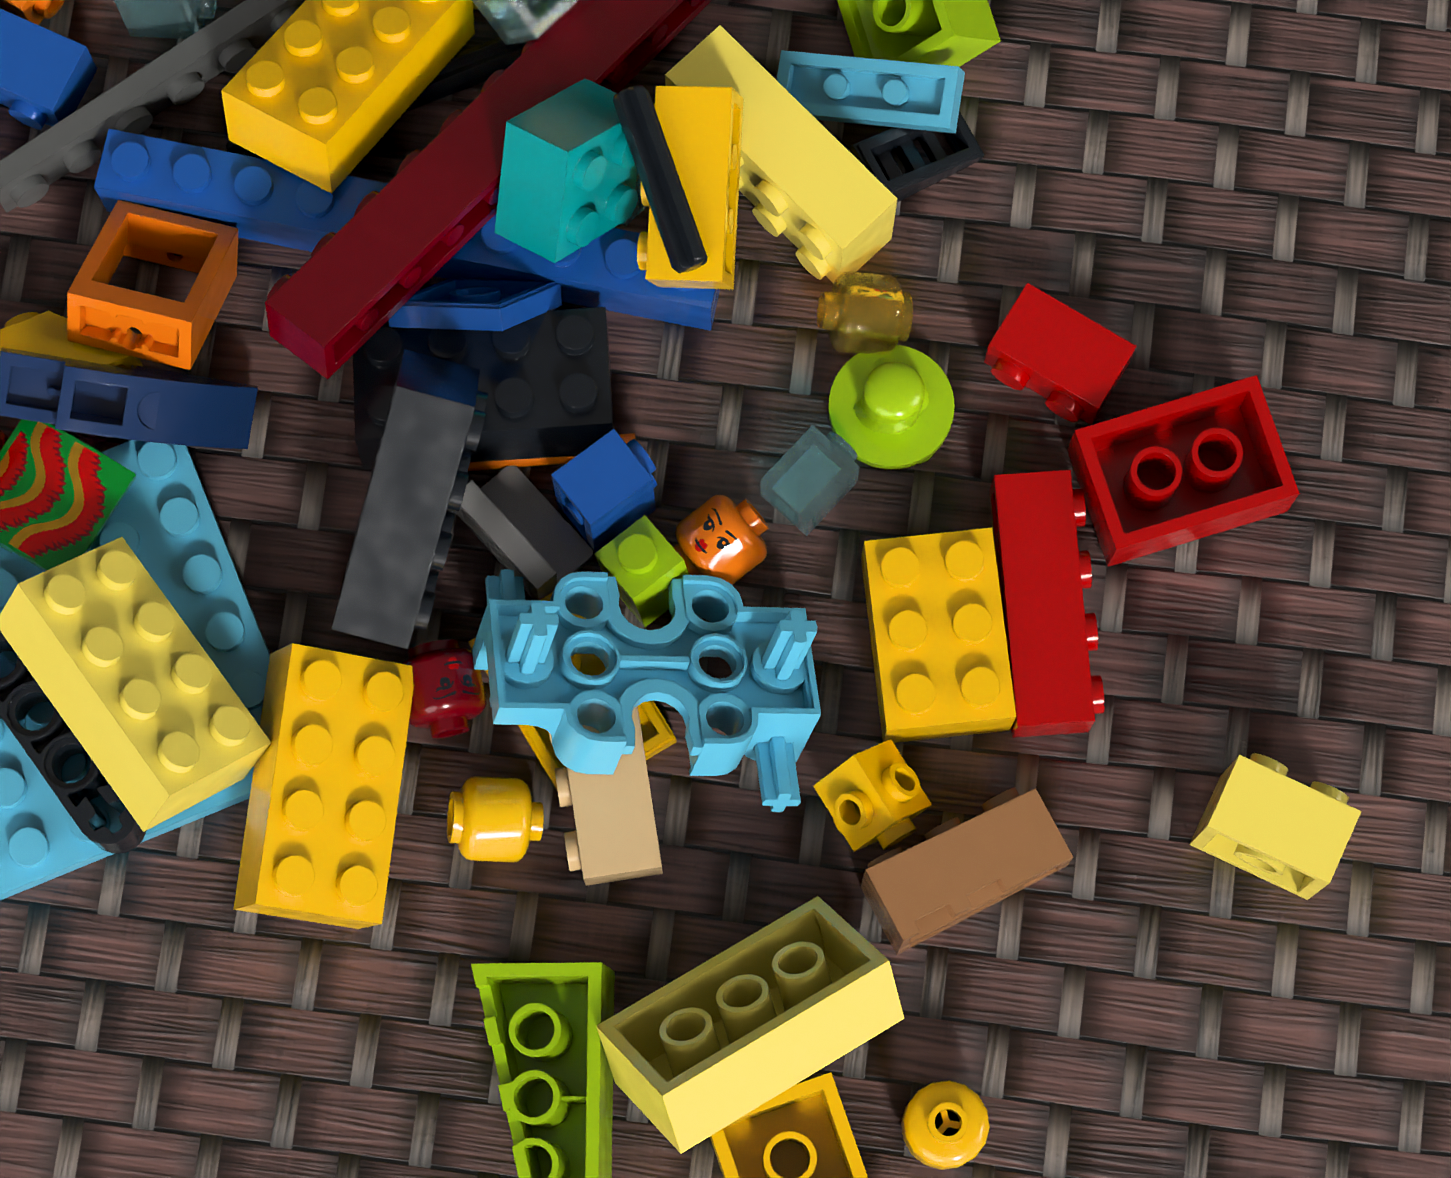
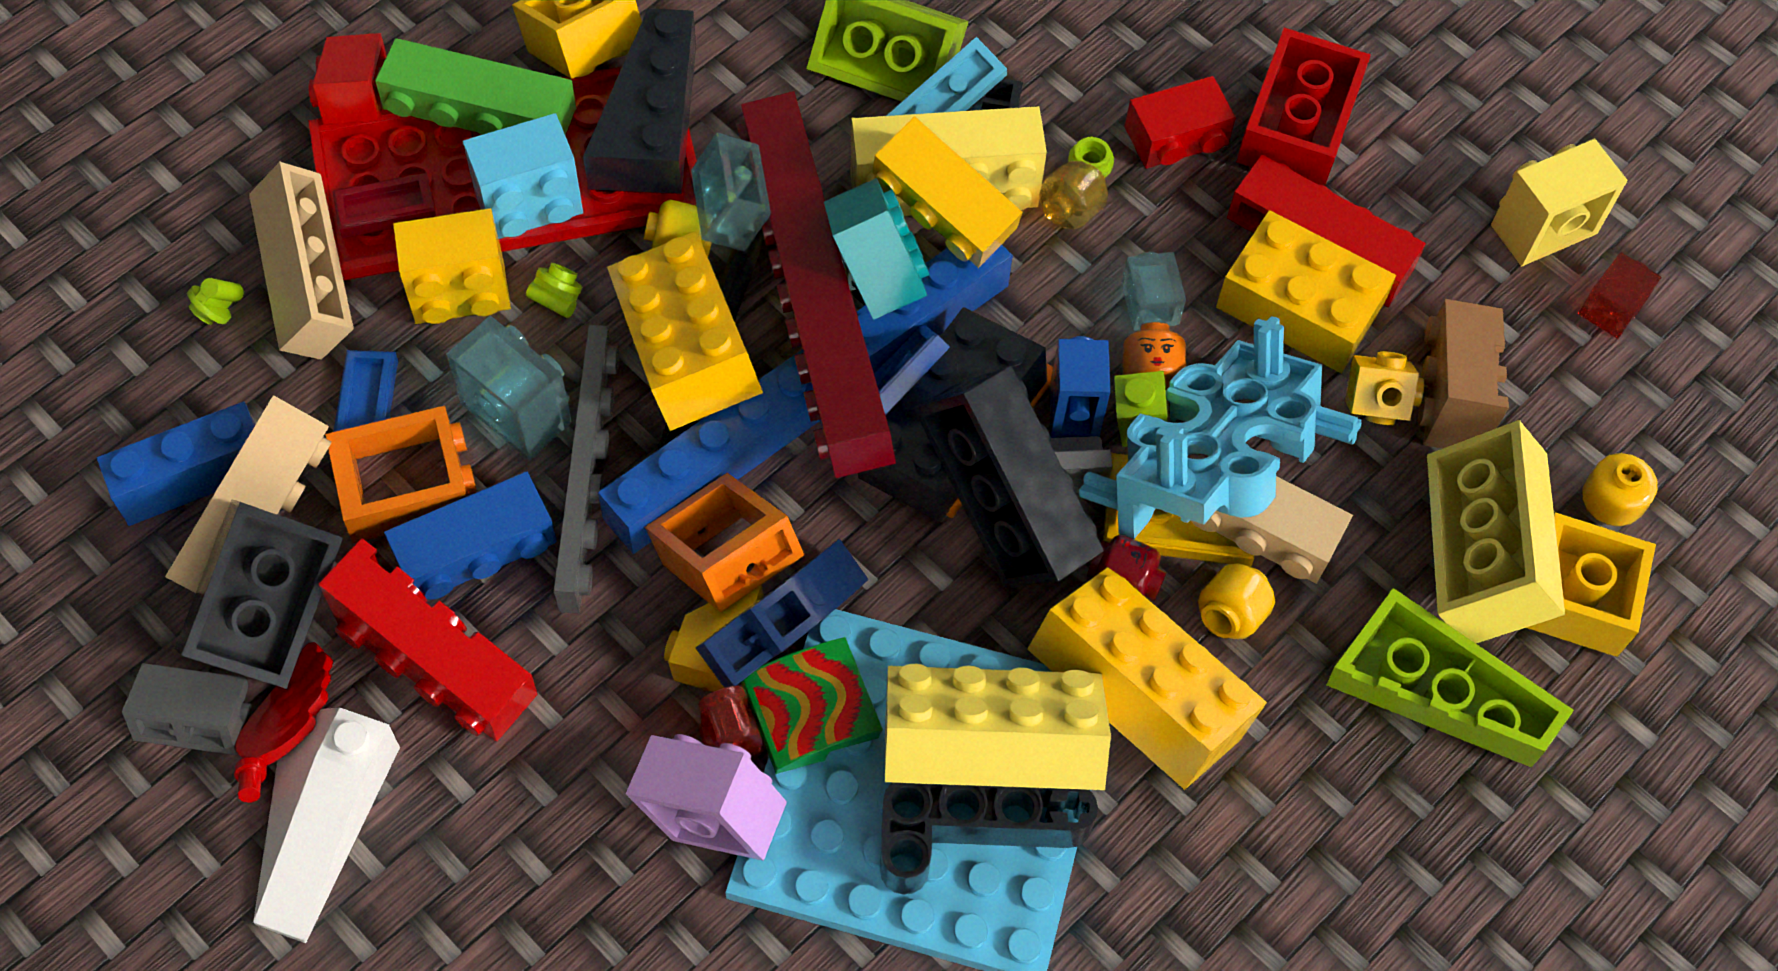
camera: 55 degrees left, 15 degrees down
(660, 179) = (936, 191): black axle -> none
(892, 407) = (1138, 221): lime plate -> none
(943, 282) = (1093, 150): none -> lime plate
(1222, 973) = (1619, 295): none -> clear red brick

